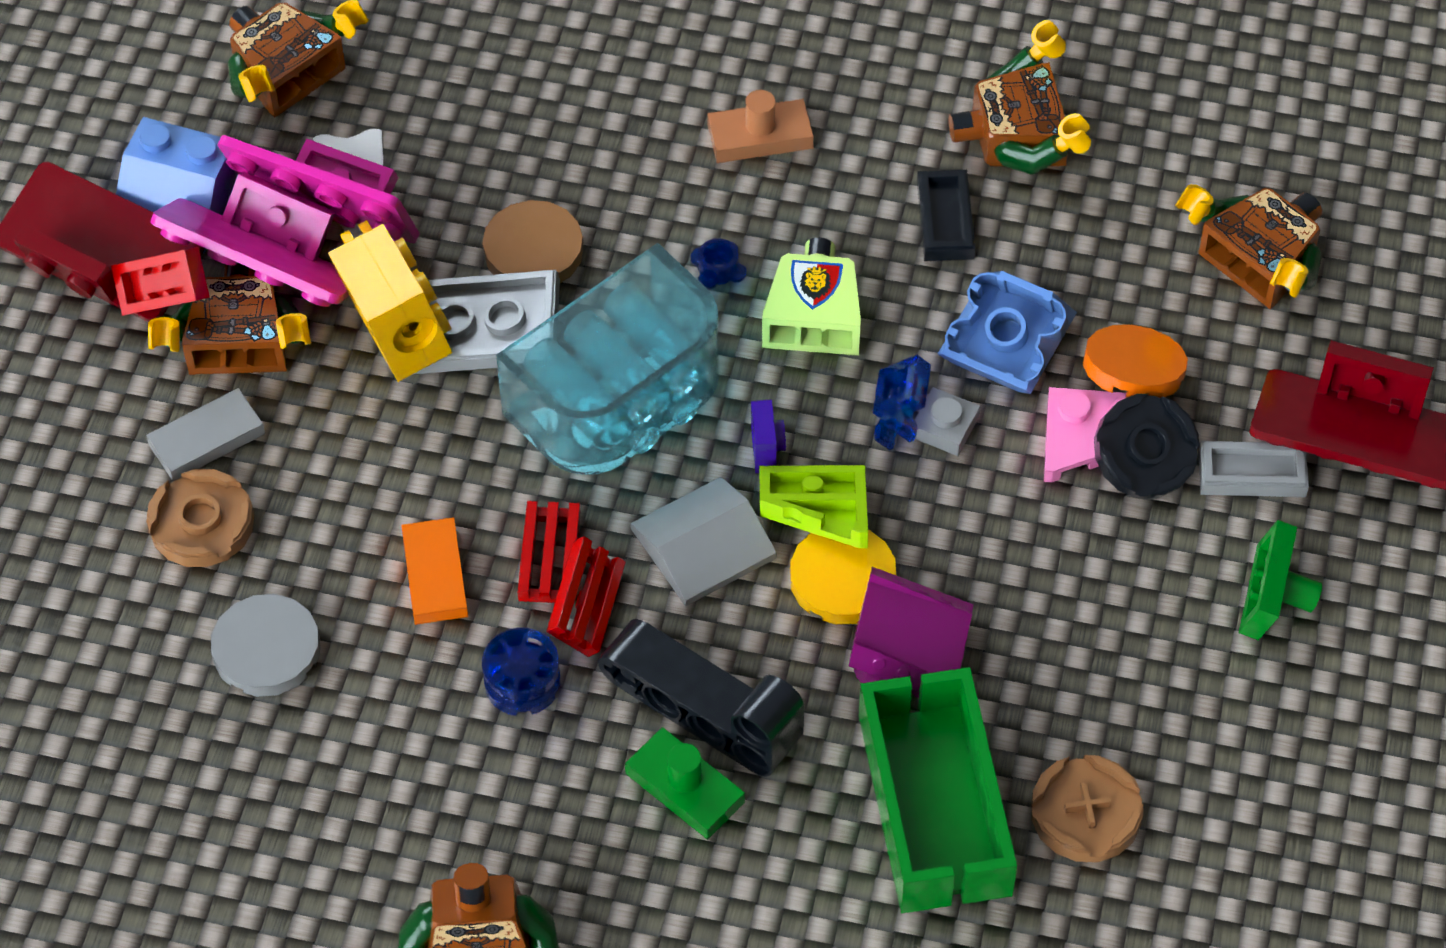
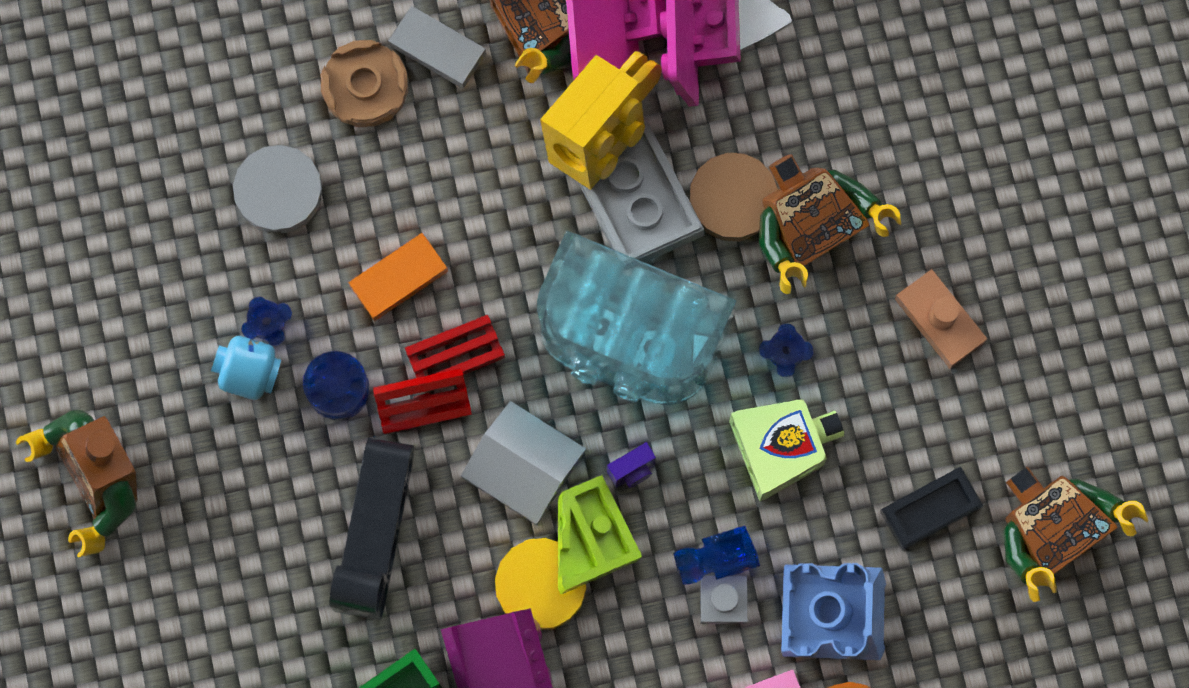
camera: 65 degrees right, 20 degrees up
(402, 700) = (260, 309): none -> clear blue plate
(451, 746) = (246, 367): none -> medium azure head
(599, 172) = (813, 216): none -> torso
(685, 782) = (303, 551): green tile -> none

